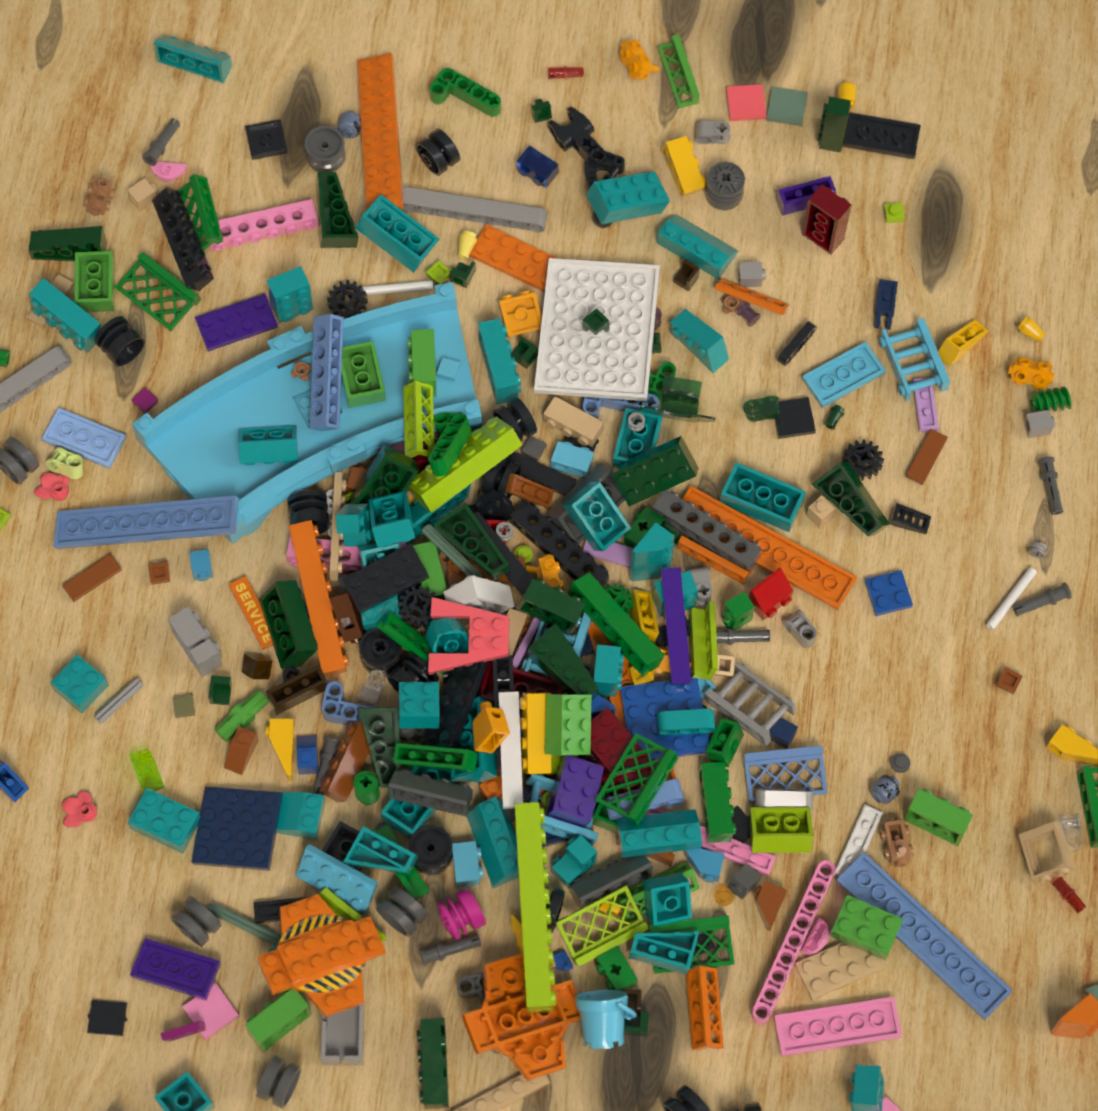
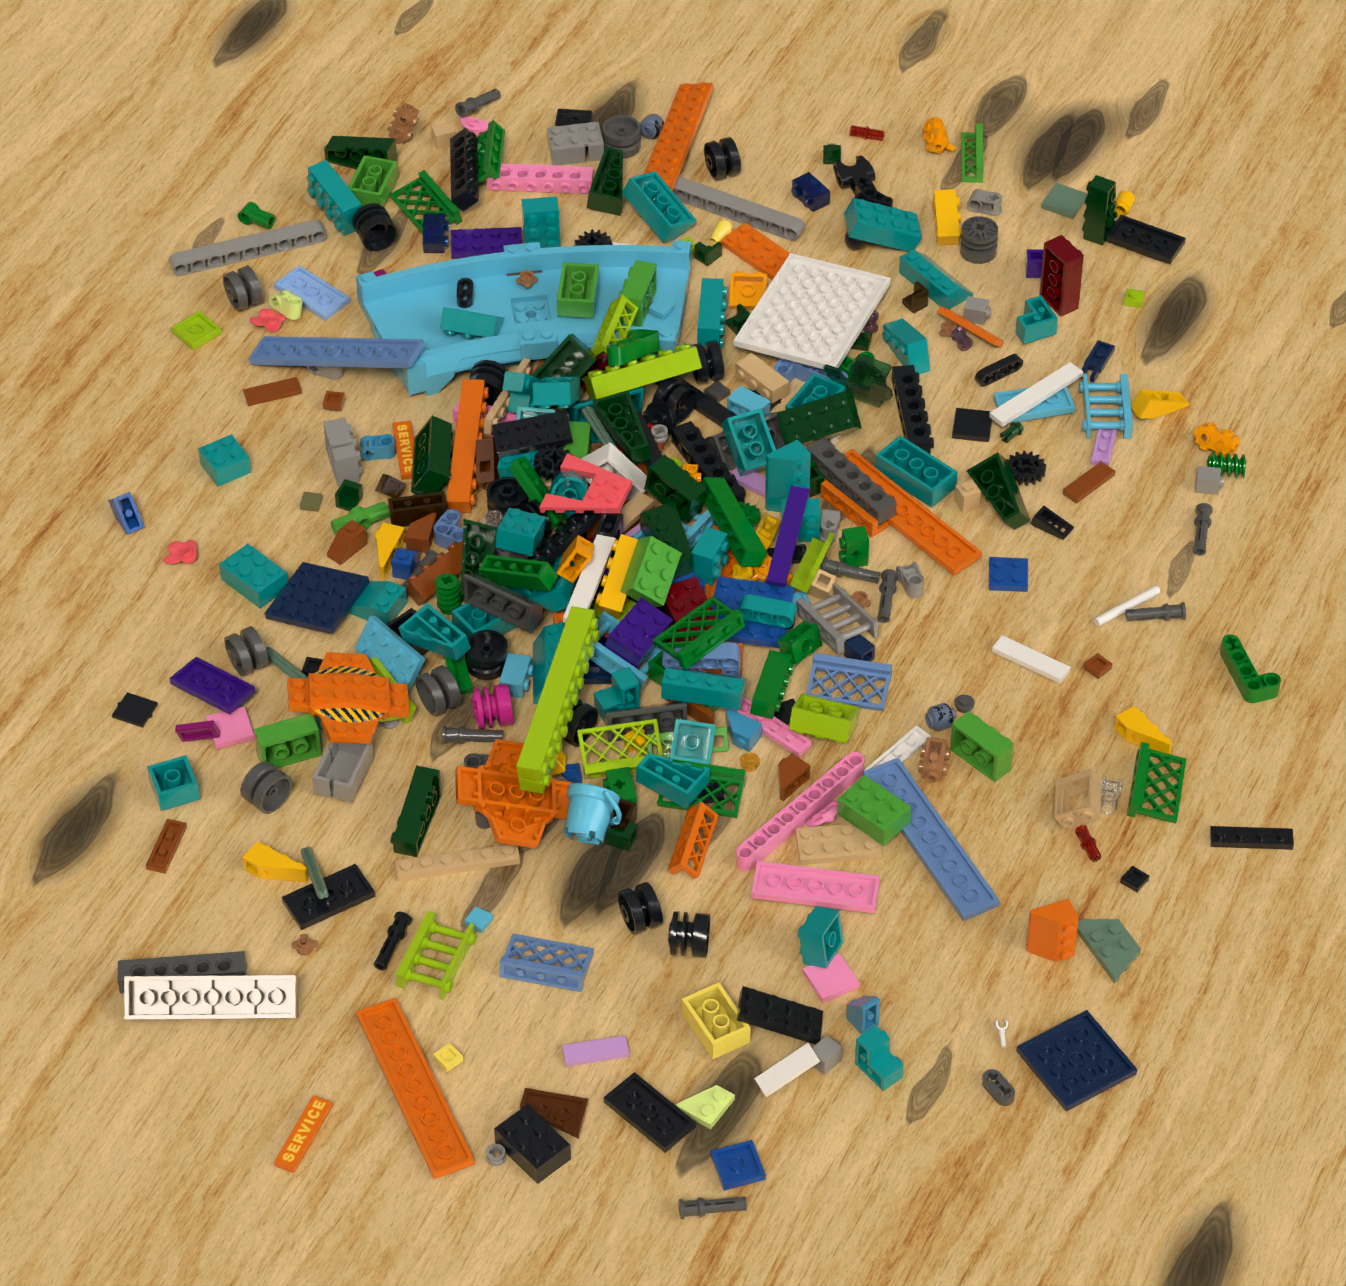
camera: 20 degrees right, 20 degrees down
(115, 703) = (254, 483): light grey axle -> none
(146, 770) = (255, 535): clear neon green hinge -> none
(182, 329) = (435, 233): none -> clear blue brick
(192, 58) = (531, 51): teal slope -> none
(201, 565) = (374, 402): dark azure brick -> none
(224, 620) = (379, 446): none -> dark azure piece
(250, 404) = (469, 293): none -> black beam
(278, 168) = (569, 143): none -> light grey piece
(309, 717) = (421, 533): none -> dark orange slope
(326, 372) = (546, 277): medium blue brick -> none
(488, 102) = (766, 122): green beam -> none
(529, 490) = (696, 412): dark orange tile -> none
(595, 322) = (810, 298): dark green panel -> none
(636, 415) = (818, 382): light grey bush -> none
(715, 378) = (911, 407): none -> black brick
(744, 881) = (772, 751): dark grey brick -> none
(746, 102) = (1026, 190): coral tile -> none
(760, 663) = (861, 598): none -> medium nougat plate
(764, 408) = (945, 407): clear green piece -> none
(771, 594) = (891, 542): red slope -> none
(782, 647) = (887, 590): none -> dark grey pin
(784, 798) = (840, 695): beam -> none
(817, 273) = (1037, 321): none -> teal brick
(844, 367) = (1036, 394): none -> white tile
(944, 690) = (1031, 659): none -> white tile
(1031, 329) = (1230, 409): yellow cone -> none
(1037, 549) = (1167, 574): light grey bush -> none

